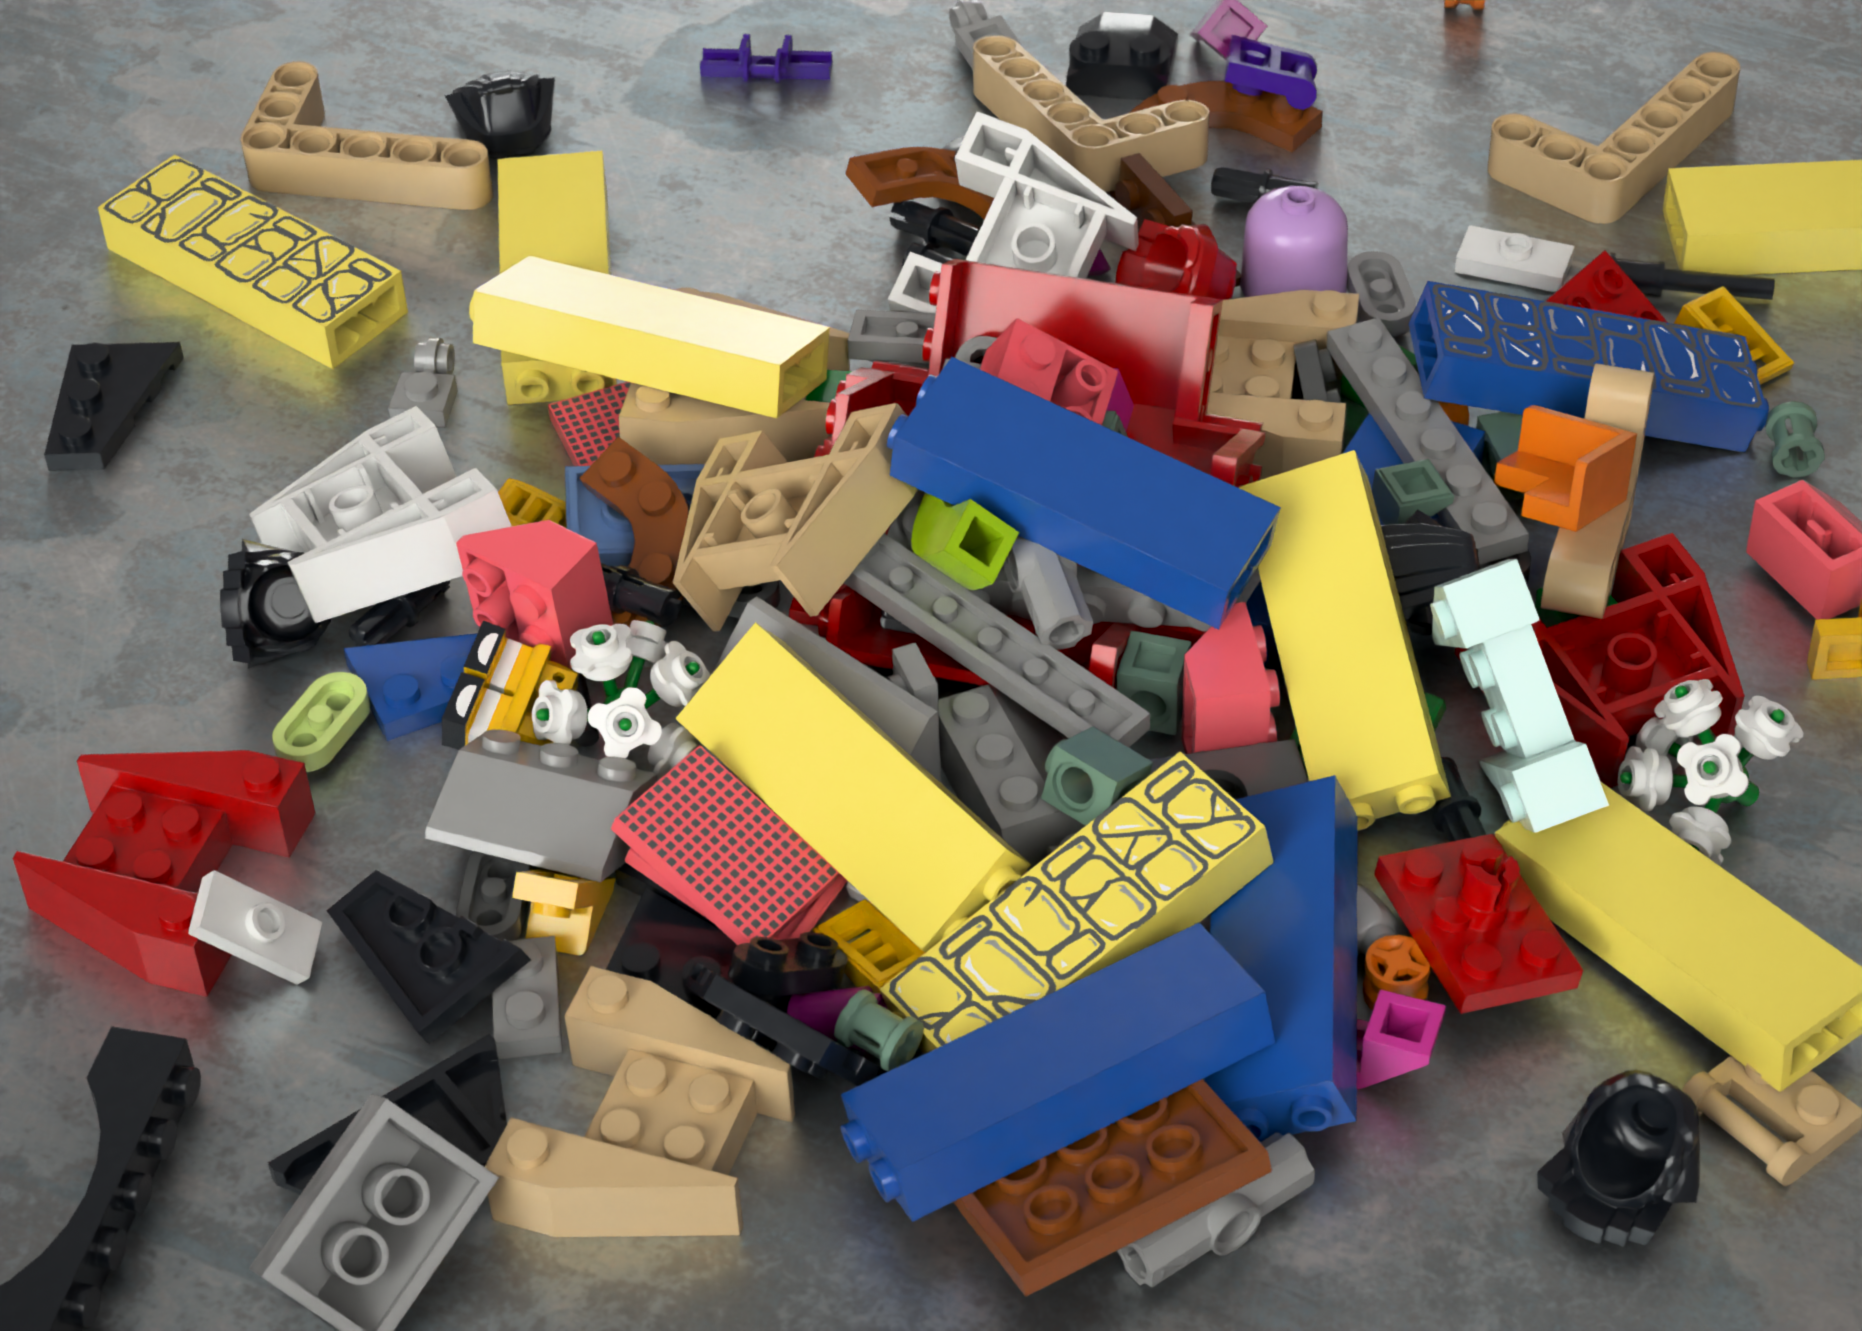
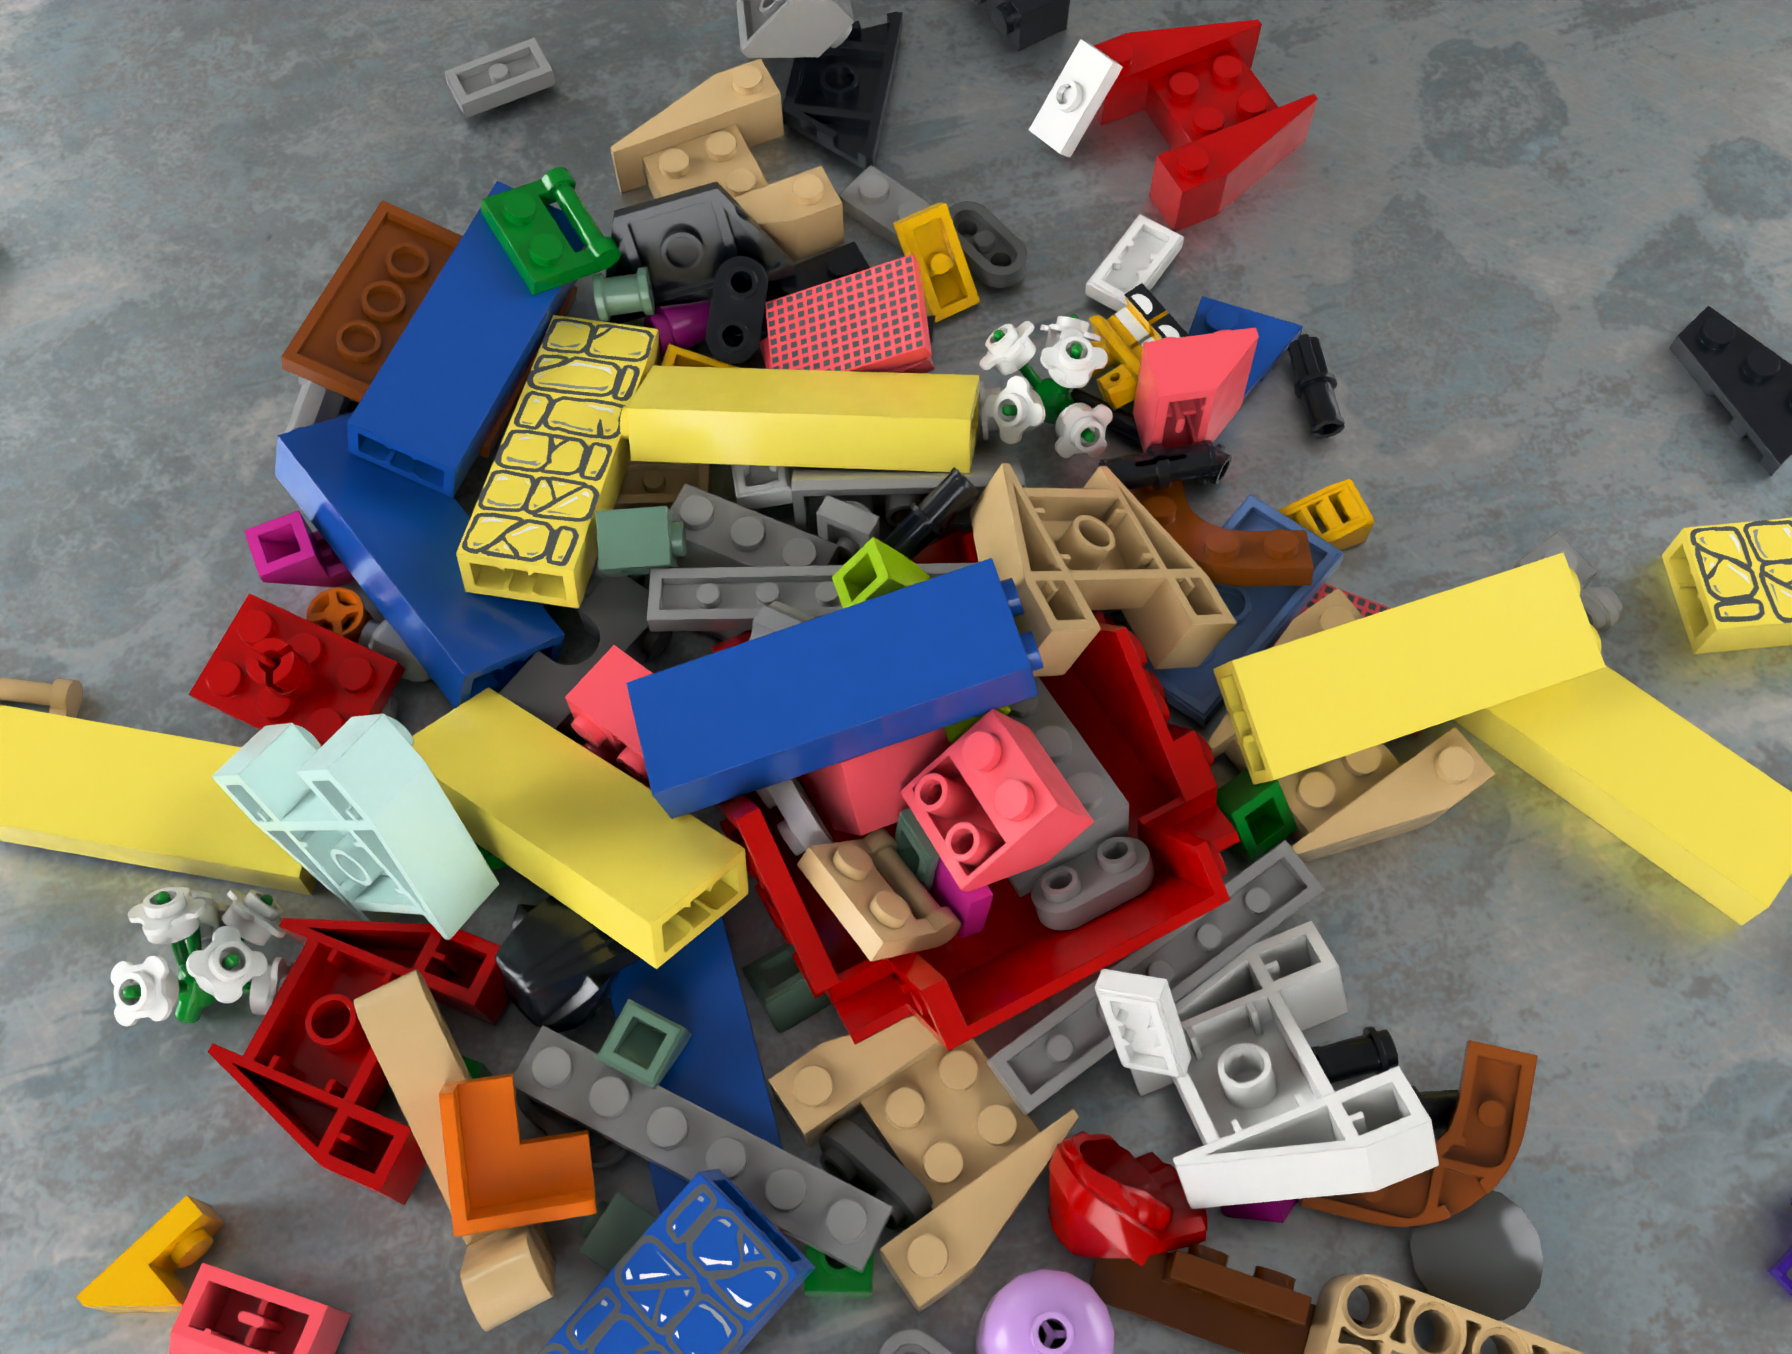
camera: 135 degrees right, 20 degrees up
(264, 606) = (1377, 281): black hair -> none
(322, 720) = (1247, 271): yellowish green plate -> none
(378, 518) = (1407, 384): white wedge -> none
(391, 787) = (1136, 259): none -> white plate
(423, 954) = (977, 173): black wing -> none
(537, 804) = (1008, 279): light grey slope -> none
(854, 624) = (932, 515): none -> black axle
(919, 1091) = (536, 241): none -> green plate
(1071, 255) = (1143, 1022): none -> white plate
(1185, 413) = (866, 903): none -> tan plate
(1625, 1160) = (78, 588): black hair -> none

